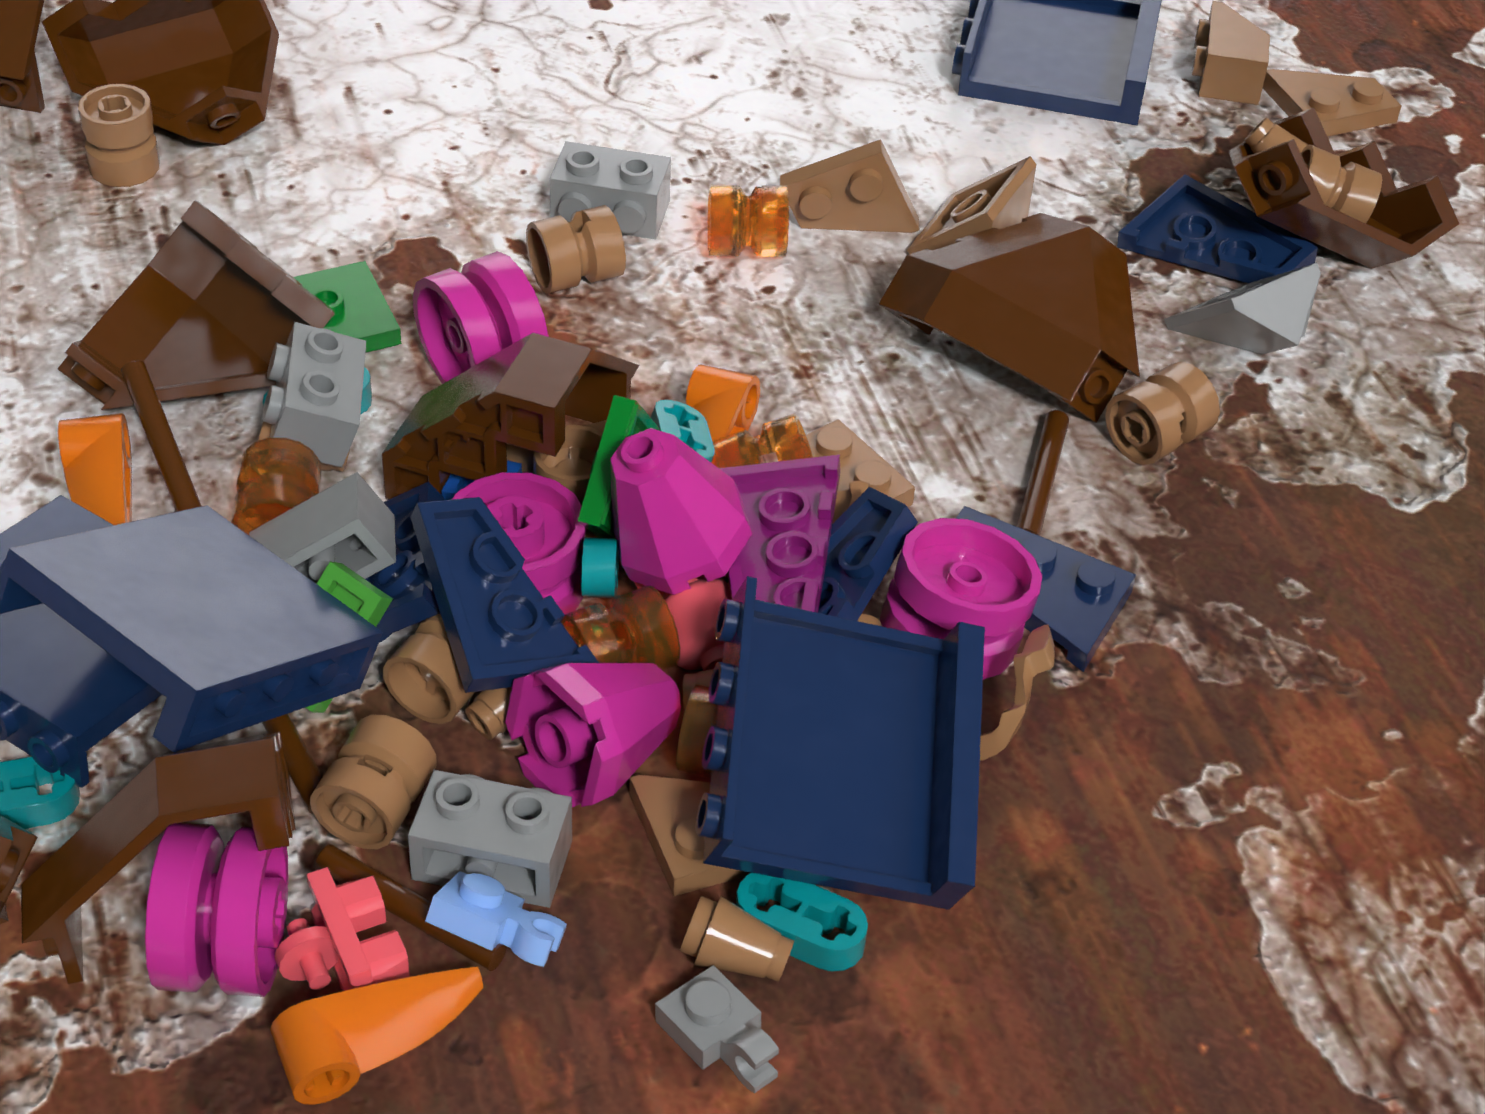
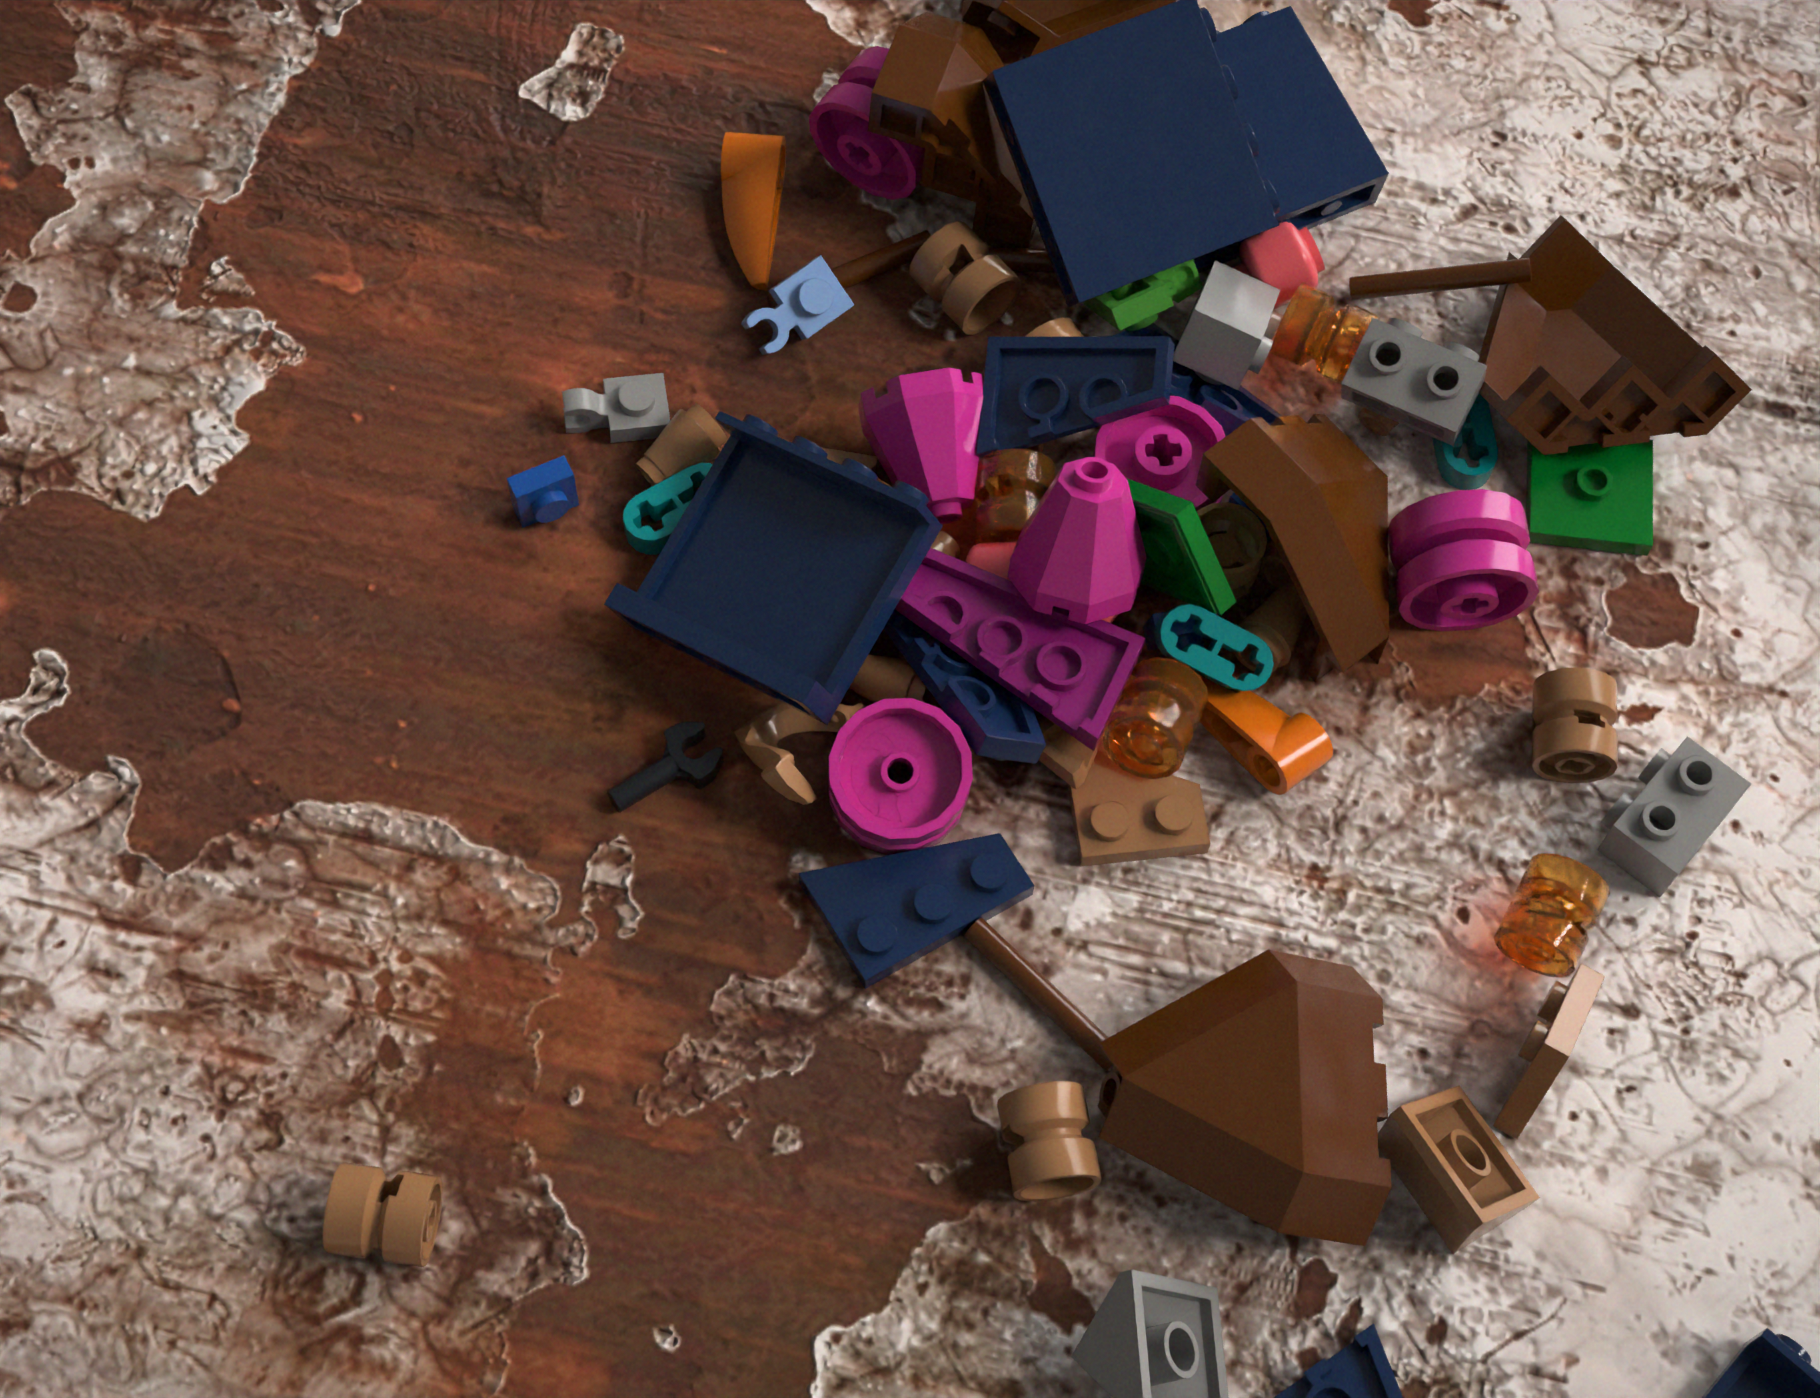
camera: 120 degrees right, 20 degrees up
(98, 465) = (1424, 235): orange piece -> none
(333, 940) = (836, 206): coral hips -> none
(491, 831) = (870, 334): light grey brick -> none
(879, 1030) = (543, 492): none -> blue plate
(1060, 795) = (670, 767): none -> black bar

